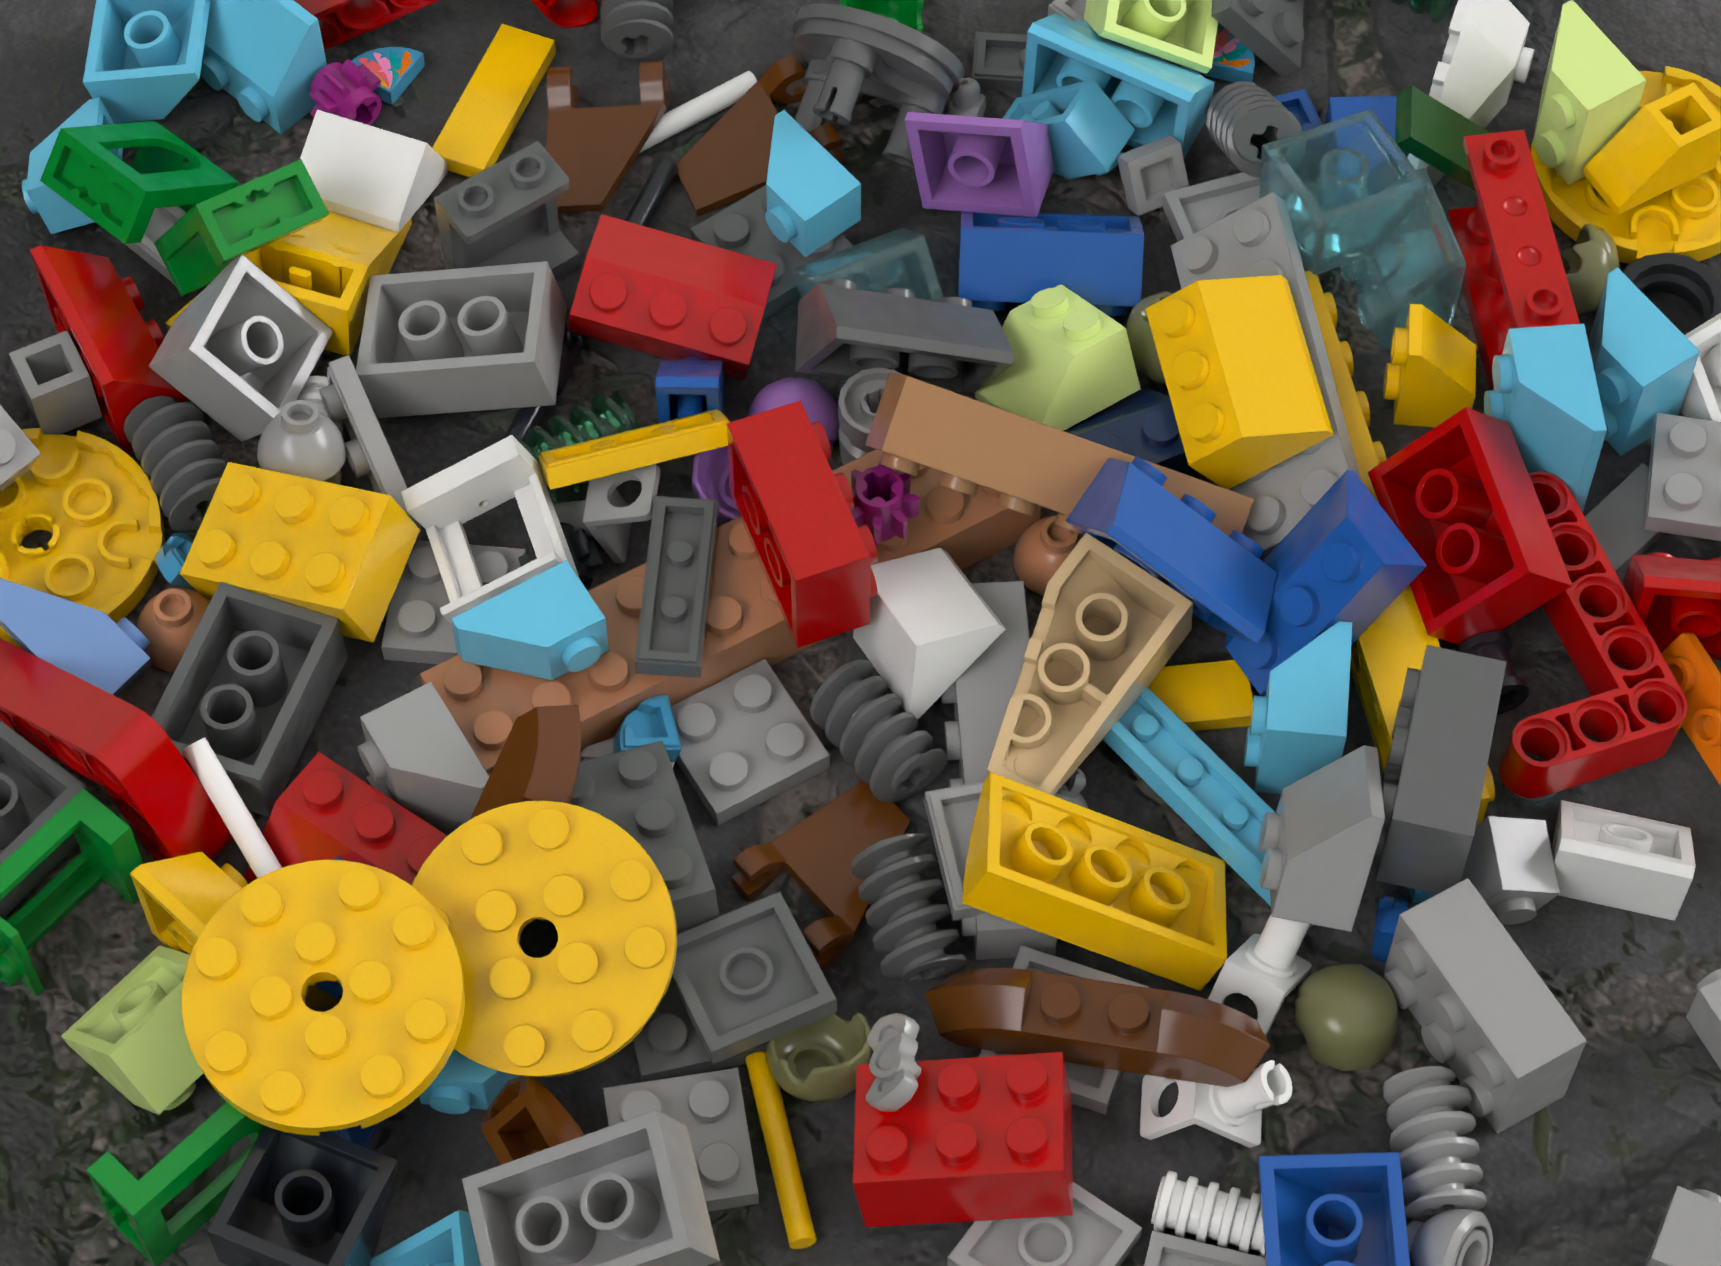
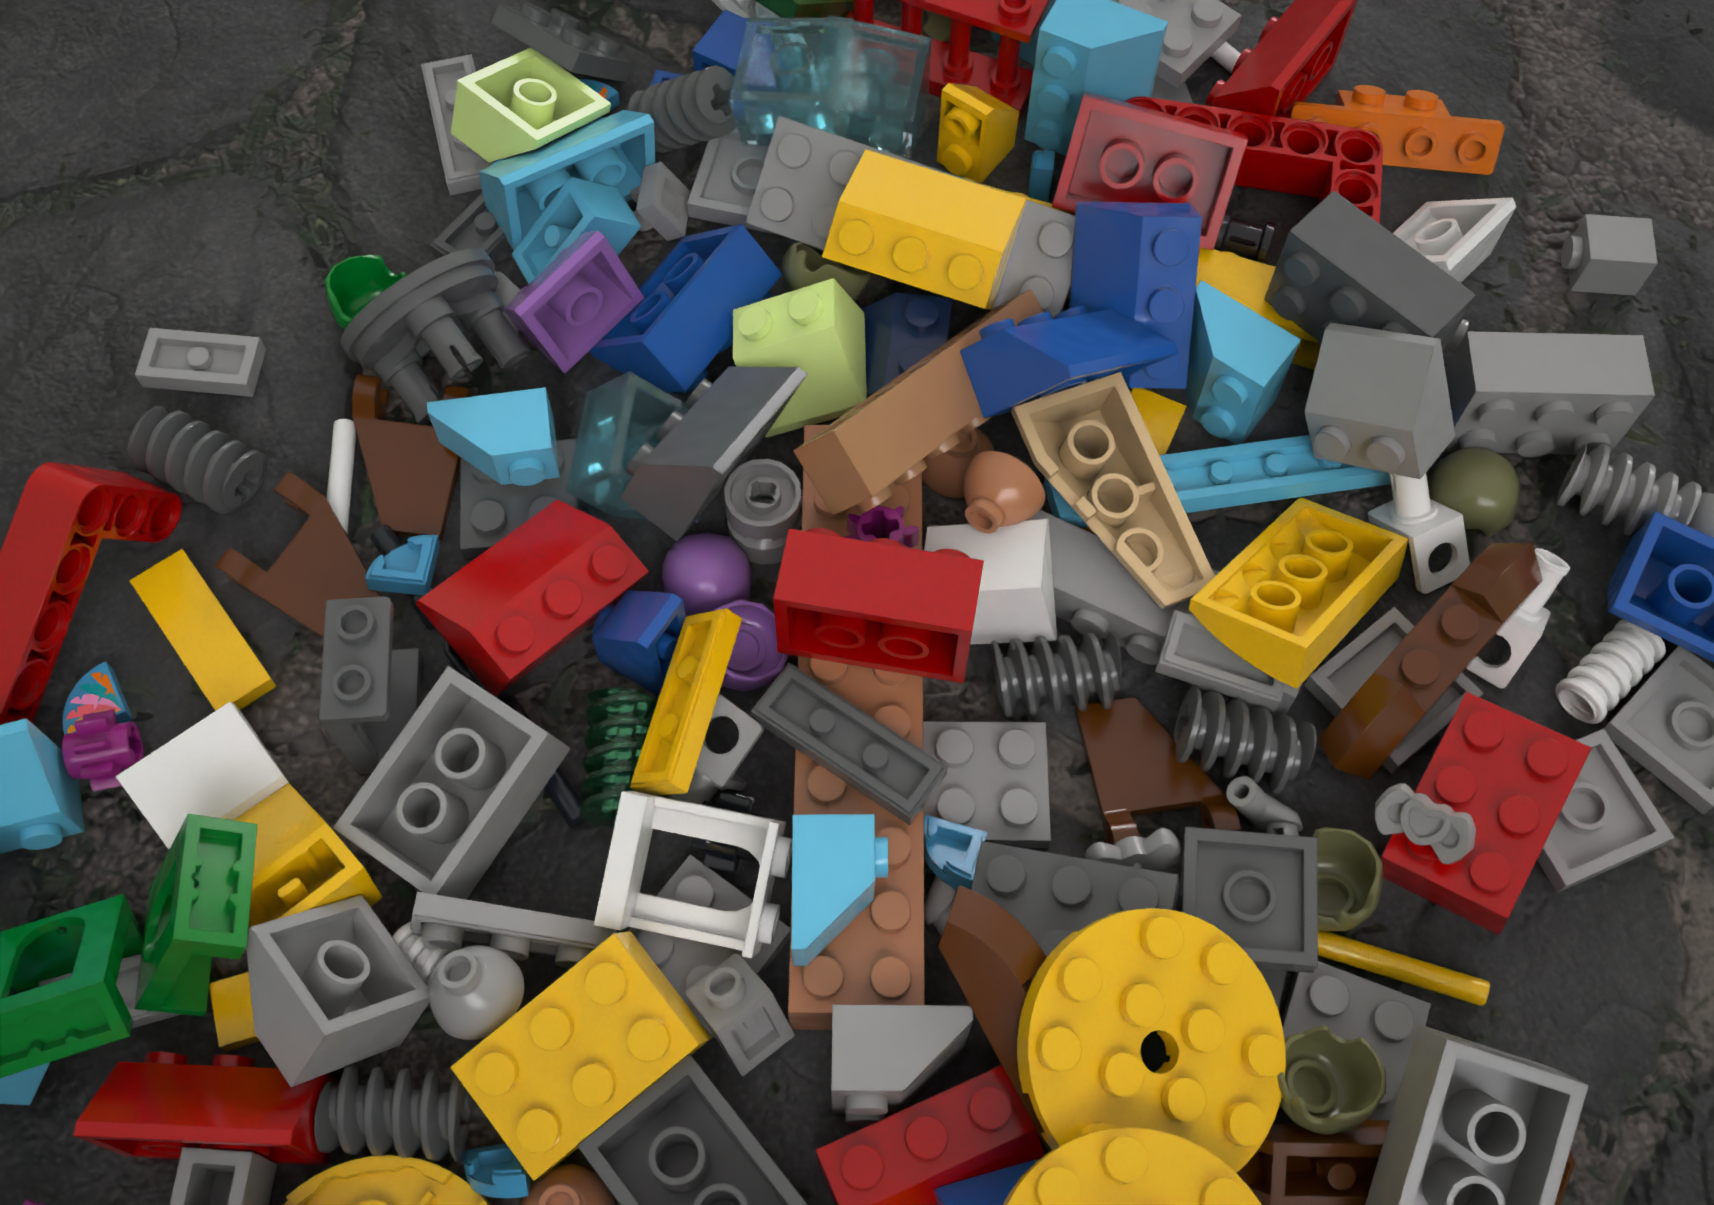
camera: 60 degrees left, 5 degrees up
(402, 648) = (740, 1013): none -> light grey bracket
(606, 1094) = (1330, 1081): none -> olive hair
(642, 199) = (406, 568): none -> dark azure tile
(734, 872) = (1155, 852): none -> light grey piece
(860, 970) = (1262, 809): none -> light grey arm
(997, 574) = (1000, 491): none -> nougat brick

